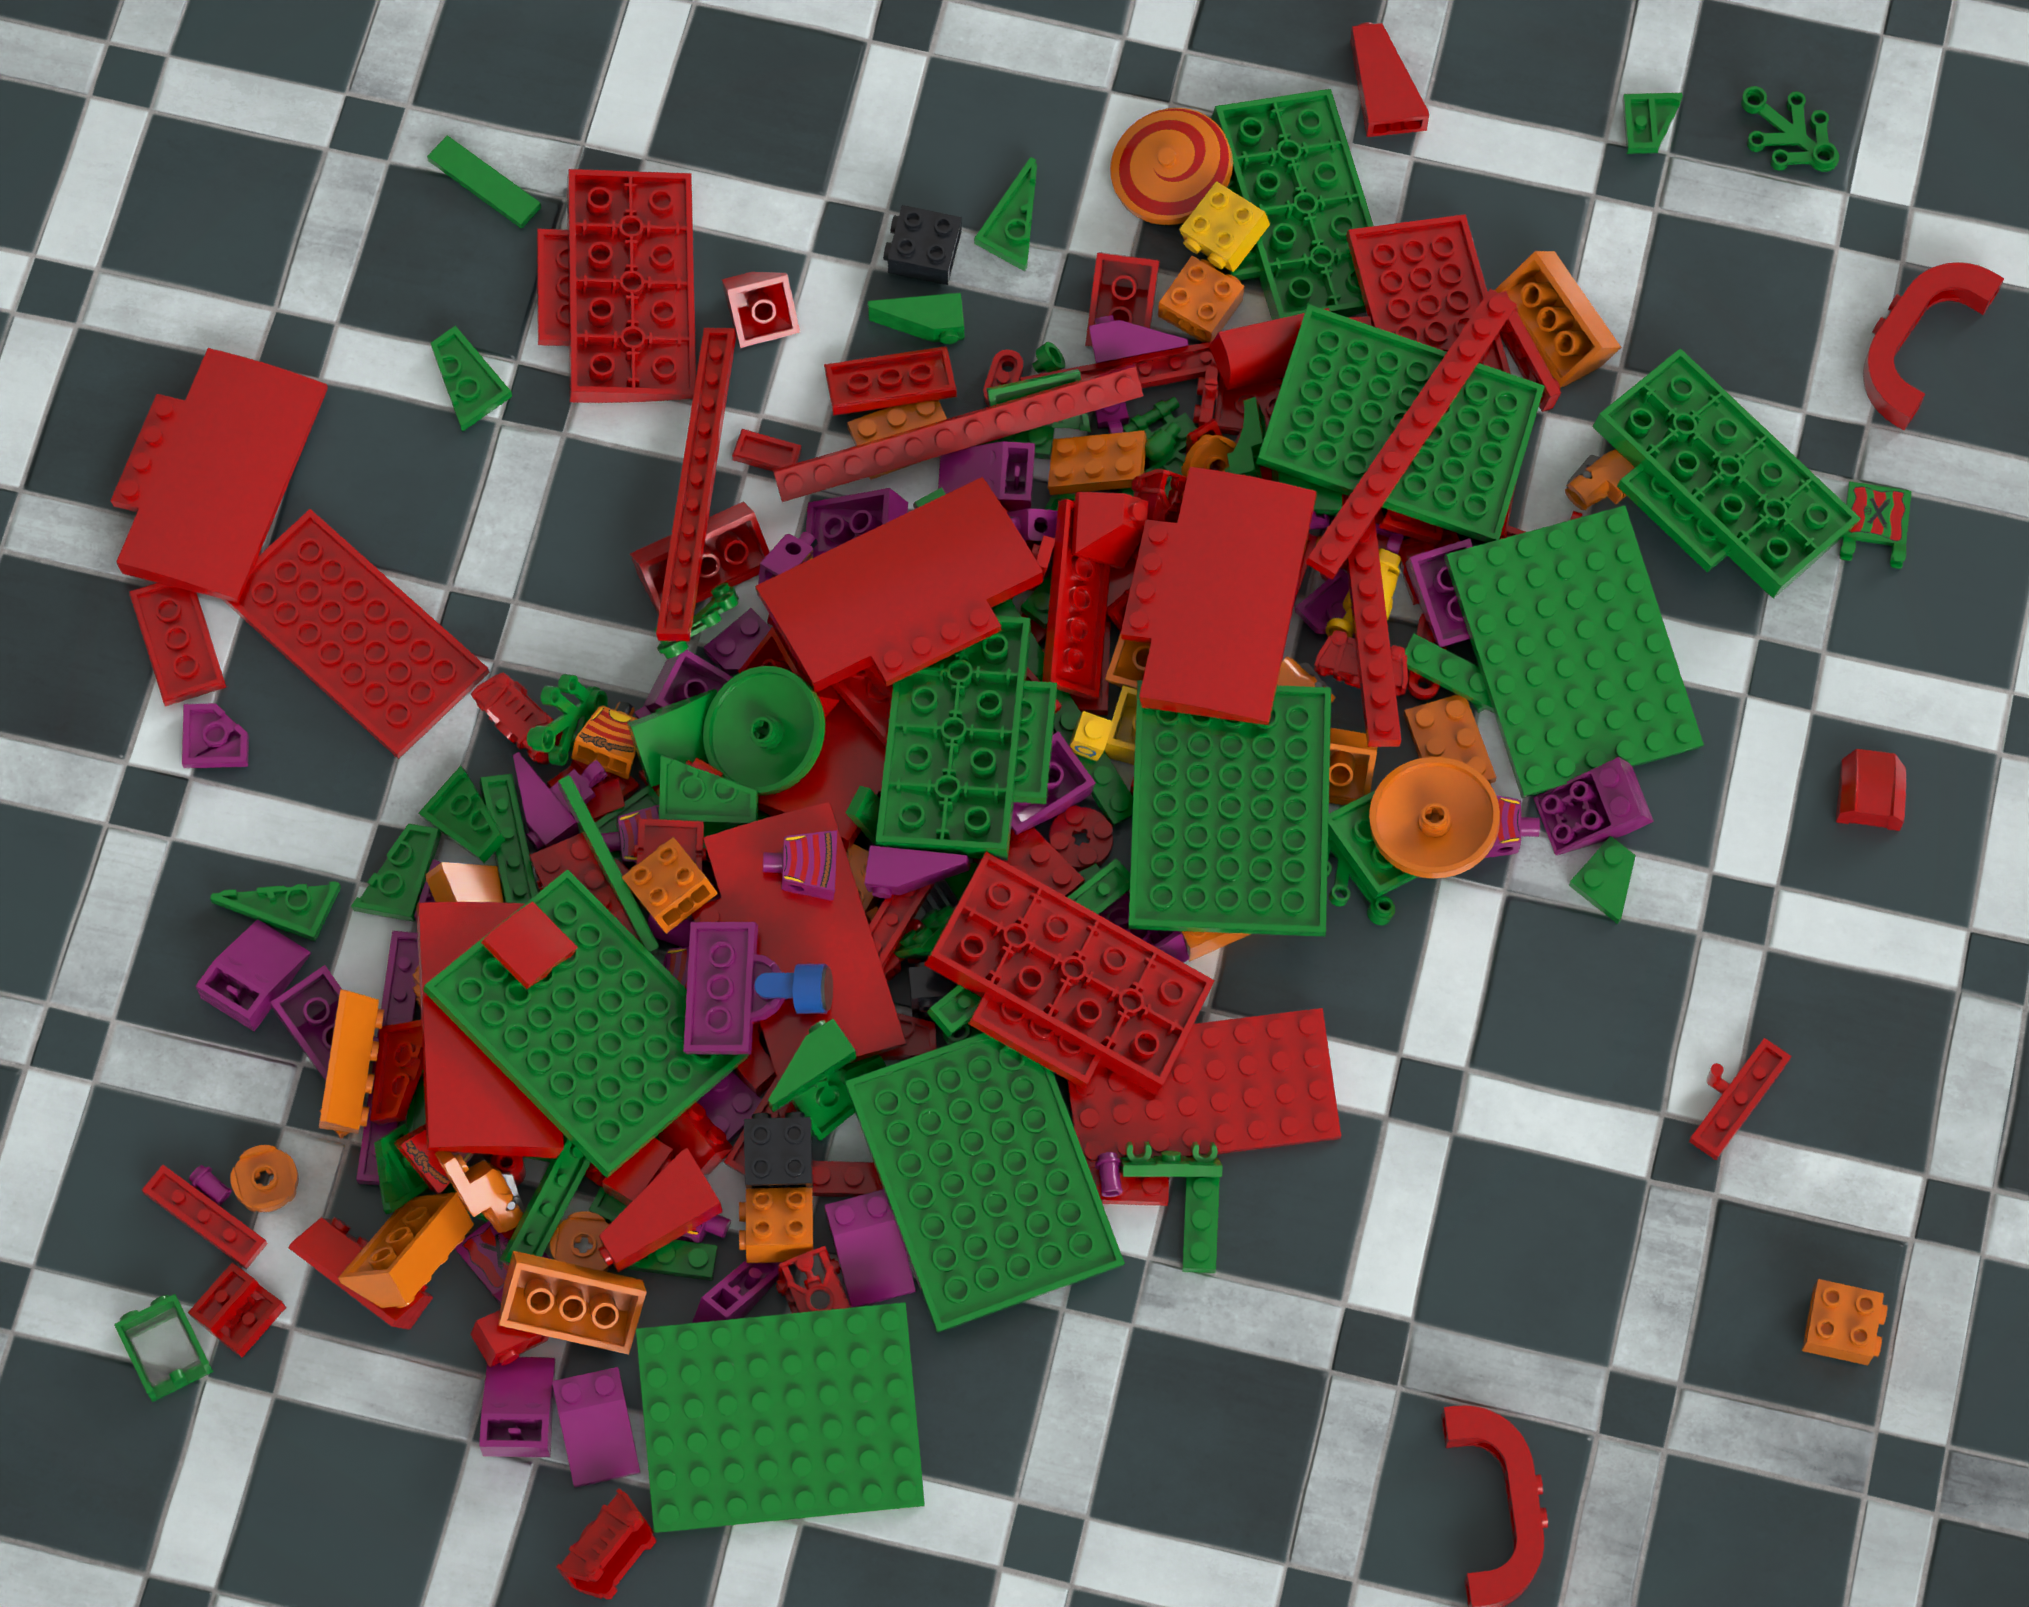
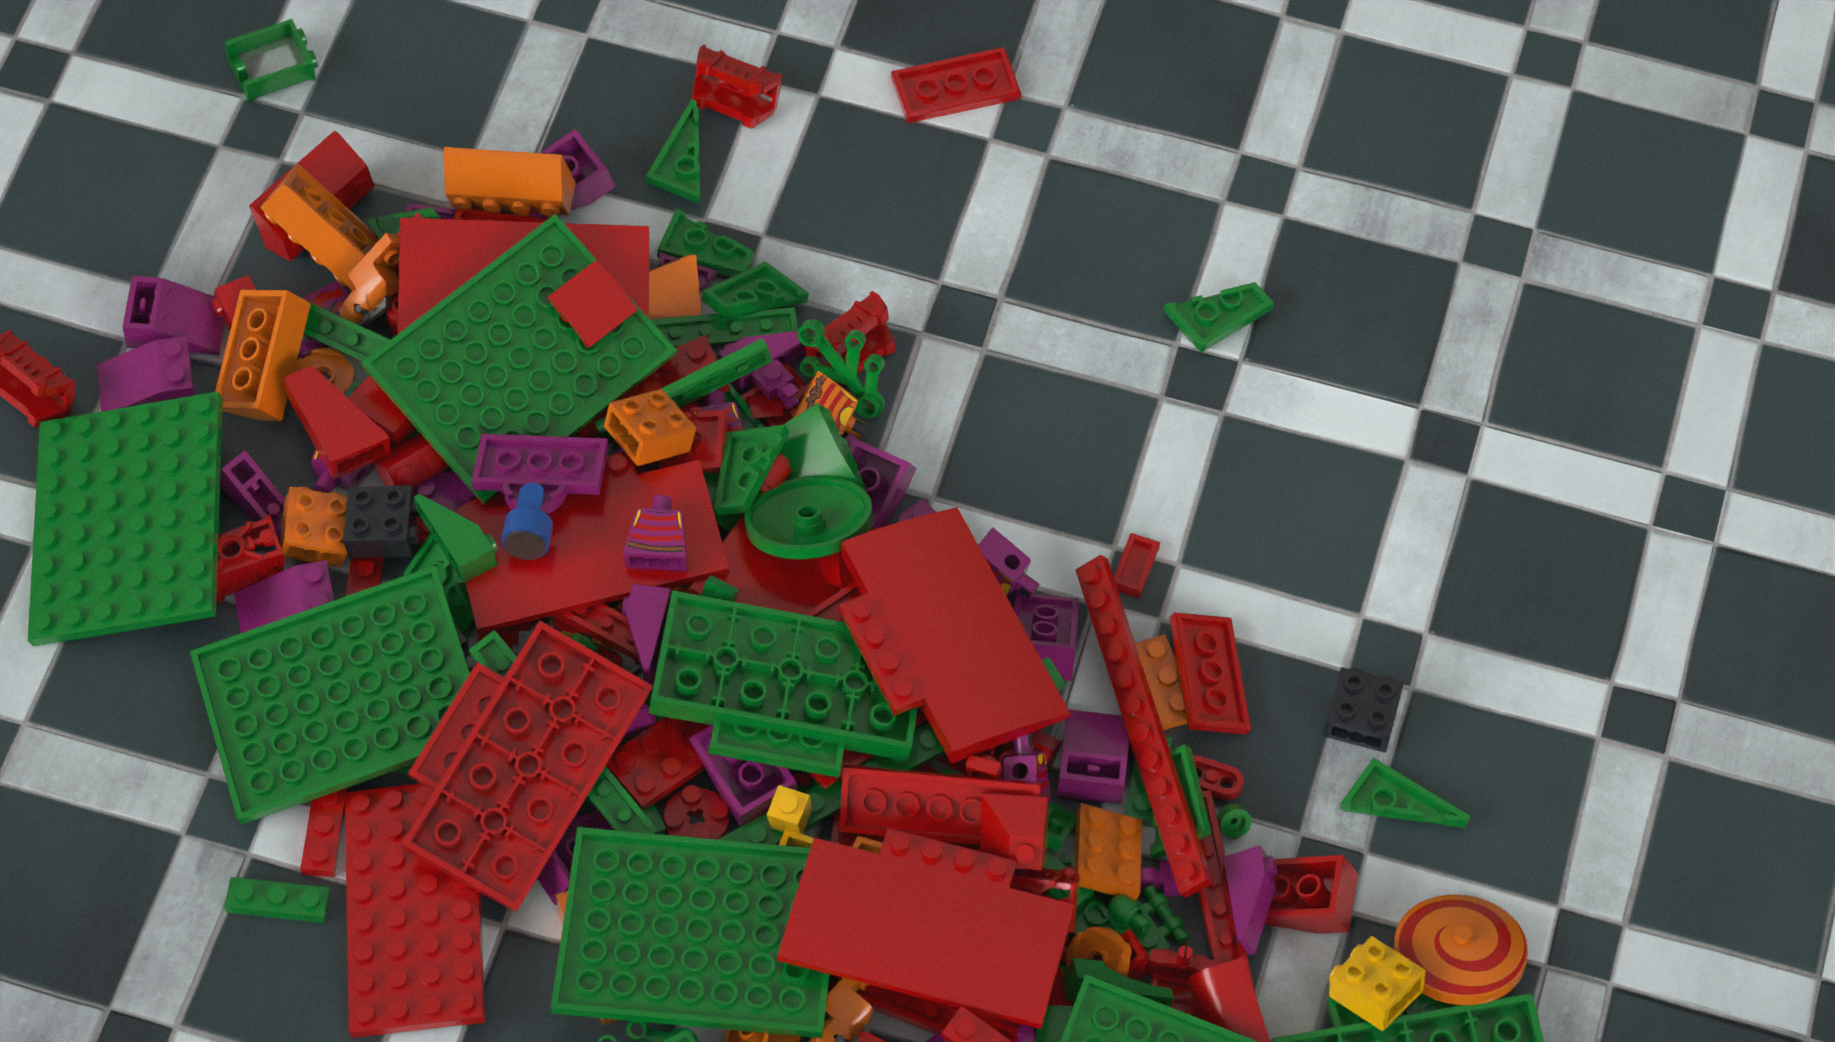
camera: 90 degrees right, 10 degrees down
(195, 856) = (737, 89): none -> red piece
(204, 1216) = (388, 93): red plate -> none
(210, 1184) = (418, 98): magenta pin -> none
(212, 738) = (852, 106): magenta plate -> none
(214, 473) = (1120, 108): red slope -> none
(237, 1310) = (300, 117): red slope -> none
(252, 974) = (614, 127): magenta slope -> none
(280, 1189) = (419, 152): orange plate -> none
(356, 634) = (952, 217): red plate -> none
(484, 182) = (1436, 336): green tile -> none
(621, 286) = (1320, 445): red slope -> none
(681, 1260) = (297, 464): green plate -> none
(696, 485) = (1087, 482): red plate -> none
(723, 600) = (930, 468): green plant -> none
(730, 554) = (1016, 496): red slope -> none
(760, 307) = (1292, 557): red slope -> none
(926, 317) = (1281, 715): green slope -> none
(1109, 1174) = (330, 810): magenta pin -> none
(1171, 1163) = (334, 869): green plate -> none
(1201, 300) = (1297, 966): orange brick -> none

